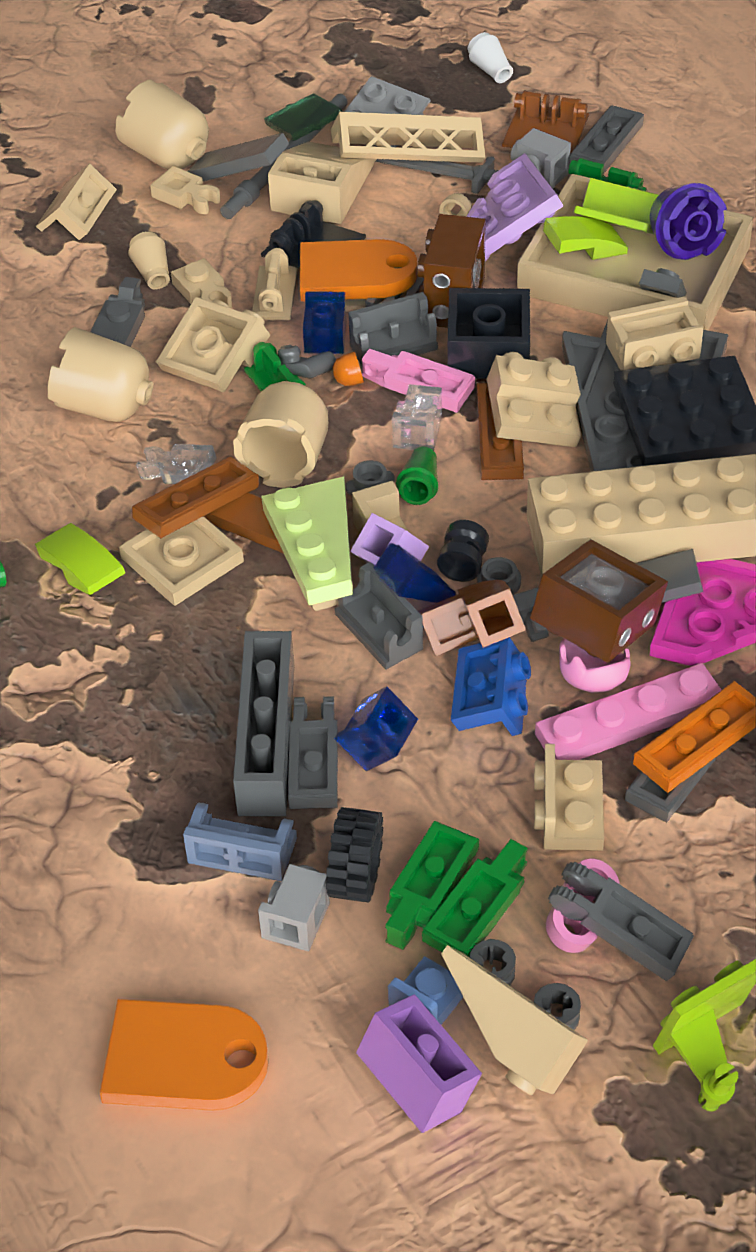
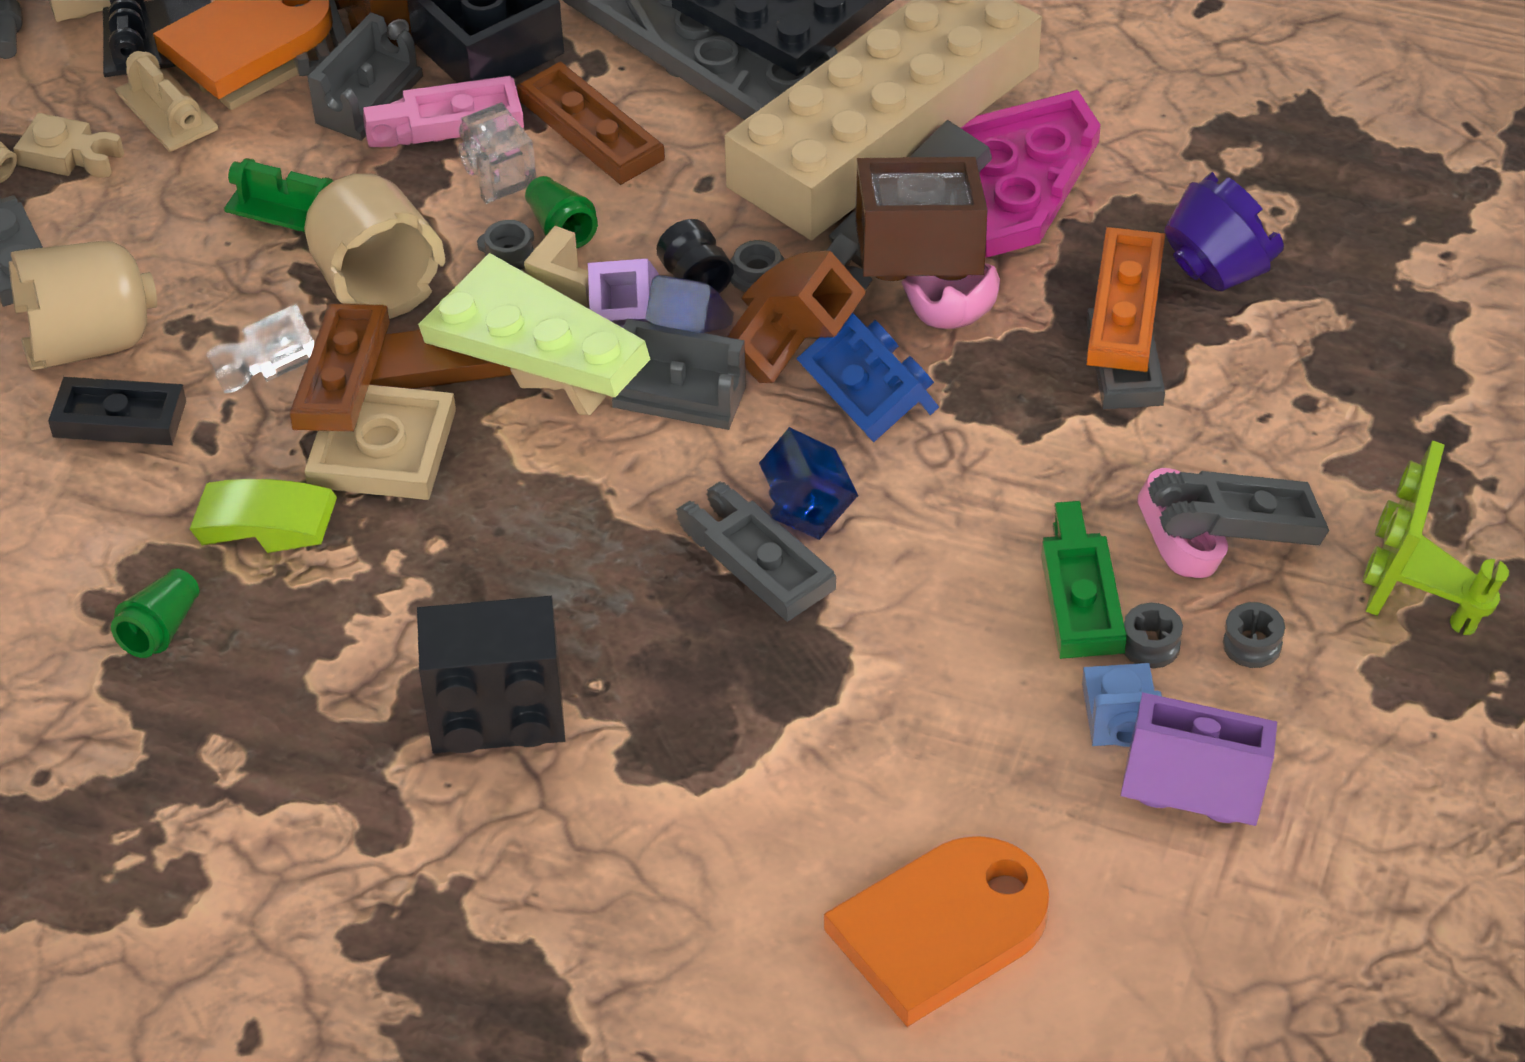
camera: 40 degrees left, 0 degrees up
(68, 453) = (117, 411): none -> black plate
(77, 728) = (490, 674): none -> black brick
(212, 343) = (169, 196): tan plate -> none
(238, 845) = (781, 688): sand blue hinge -> none
(264, 724) = (687, 546): dark grey brick -> none
(295, 907) = (911, 704): light grey brick -> none
(306, 367) = (309, 161): dark grey arm -> none
(324, 322) = (272, 109): clear blue brick -> none
(347, 370) = (354, 144): orange hinge -> none
(354, 854) = (927, 610): black tyre -> none
(427, 880) = (1010, 597): green hinge -> none
(517, 1030) = (1254, 666): tan slope -> none
(534, 400) = (606, 66): tan plate -> none
(571, 802) = (1061, 439): tan bracket -> none
(627, 714) = (1026, 326): bright pink plate -> none

